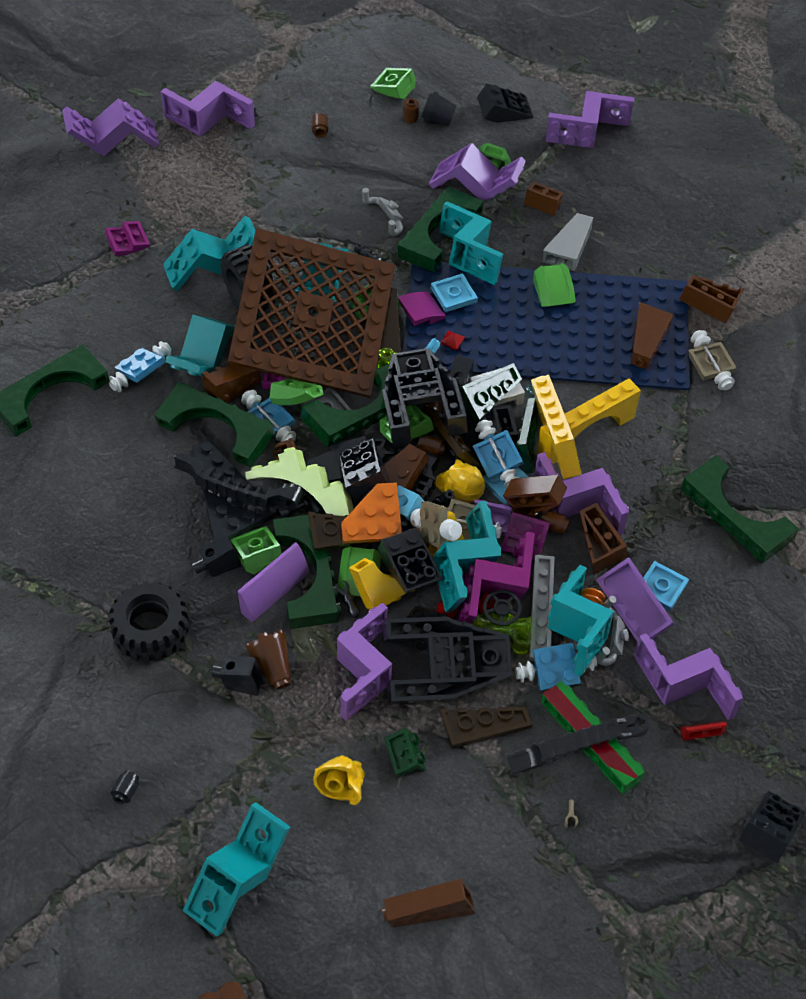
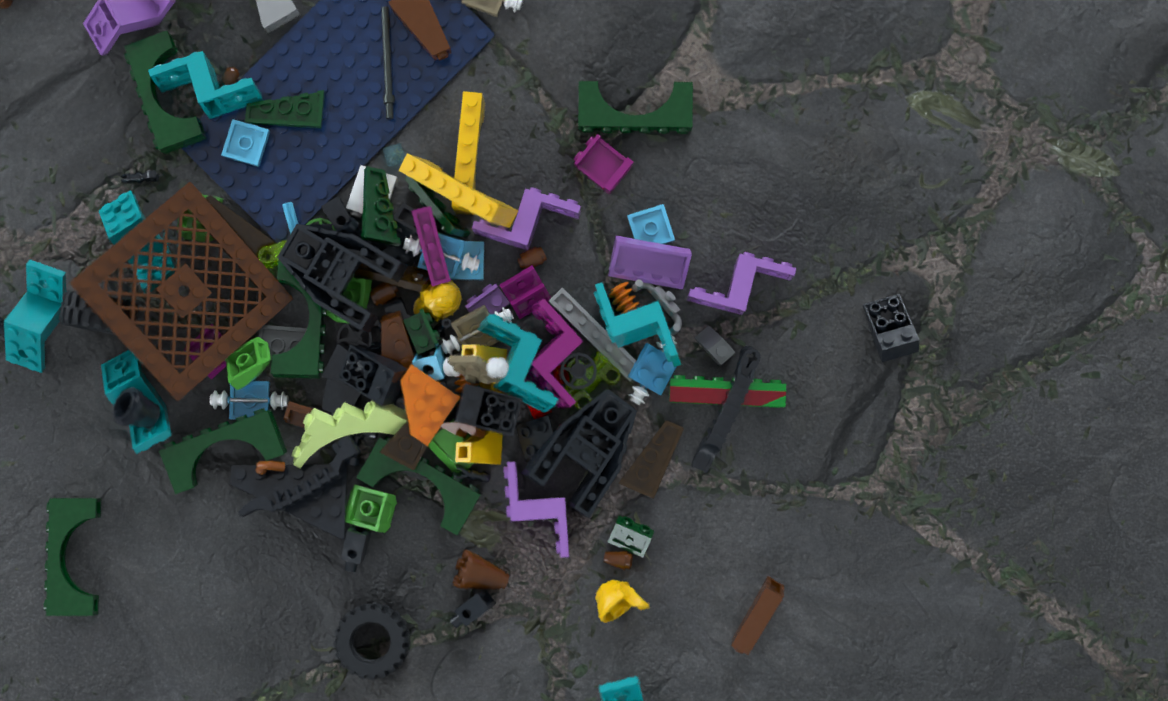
camera: 45 degrees left, 30 degrees up
(139, 365) = (108, 464): dark azure plate -> none
(198, 340) = (135, 409): none -> black piece
(229, 381) = (189, 410): reddish brown wedge -> none
(231, 457) = (272, 465): none -> dark orange arm
(273, 582) = (415, 522): medium lavender slope -> none
(378, 759) = (619, 559): none -> reddish brown cone
(379, 554) = (463, 429): none -> slope
(389, 209) = (105, 114): light grey piece -> none
(421, 308) = (239, 183): magenta slope -> none
(428, 481) = (421, 332): none -> dark green bracket
(452, 340) = (292, 185): red slope -> none
(497, 437) = (431, 245): none -> magenta plate
(502, 302) = (288, 111): none -> dark green wing
(535, 494) = (505, 261): reddish brown wedge -> none
(554, 285) = (309, 53): bright green slope -> none
(571, 816) = (769, 458): dark tan hand -> none
(575, 351) = (388, 98): none -> pearl dark grey bar
(601, 539) = (576, 239): reddish brown wedge -> none
(619, 701) = (714, 345): none -> dark grey slope
(674, 518) = (602, 164): none -> magenta panel
(703, 730) = (783, 306): red slope -> none

